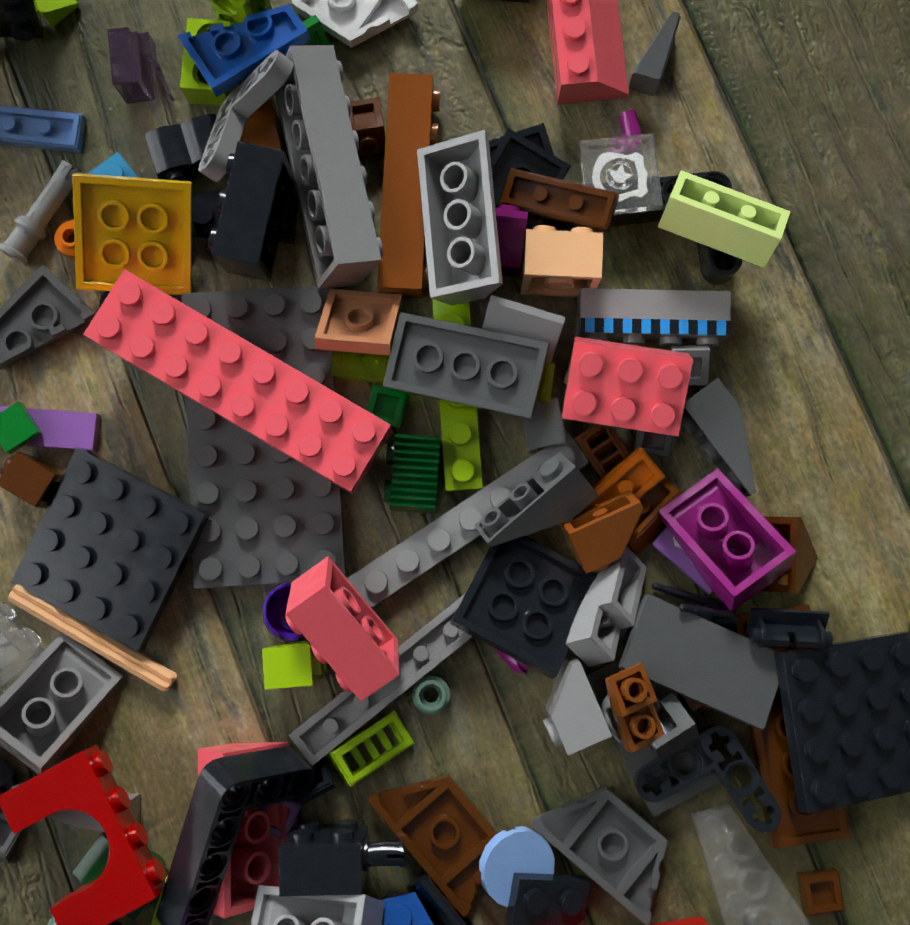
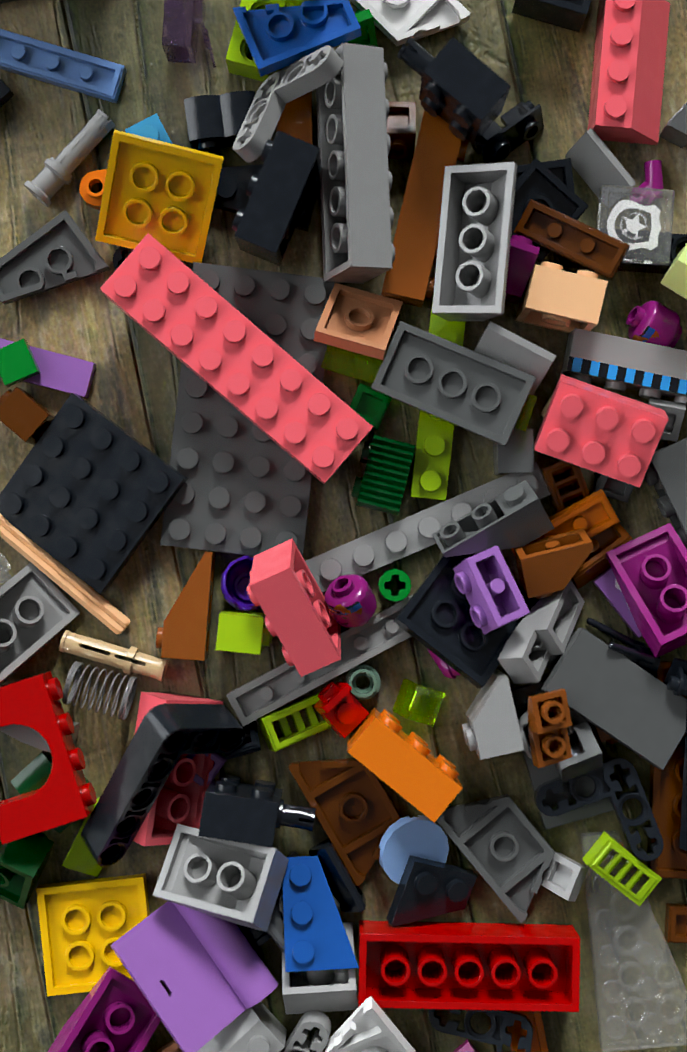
camera: 10 degrees right, 5 degrees up
(121, 710) = (74, 643): none -> tan pin
(179, 754) = (76, 670): none -> light grey piece
(237, 663) = (188, 623): none -> dark orange slope
(401, 610) = (350, 600): none -> magenta head
(412, 727) = (340, 708): none -> red bracket
(415, 70) = (457, 87): none -> black brick
(438, 595) = (402, 593): none -> green bush
(487, 102) = (521, 124): none -> black hinge
(489, 774) = (405, 763): none -> orange brick
(493, 705) = (418, 702): none -> clear neon green slope
(544, 572) = (490, 590): none -> medium lavender brick
(571, 123) = (597, 163): none -> light grey slope
(660, 270) = (654, 324): none -> magenta head
(683, 865) = (564, 877): none -> light grey plate
(714, 831) = (600, 851): none -> lime slope

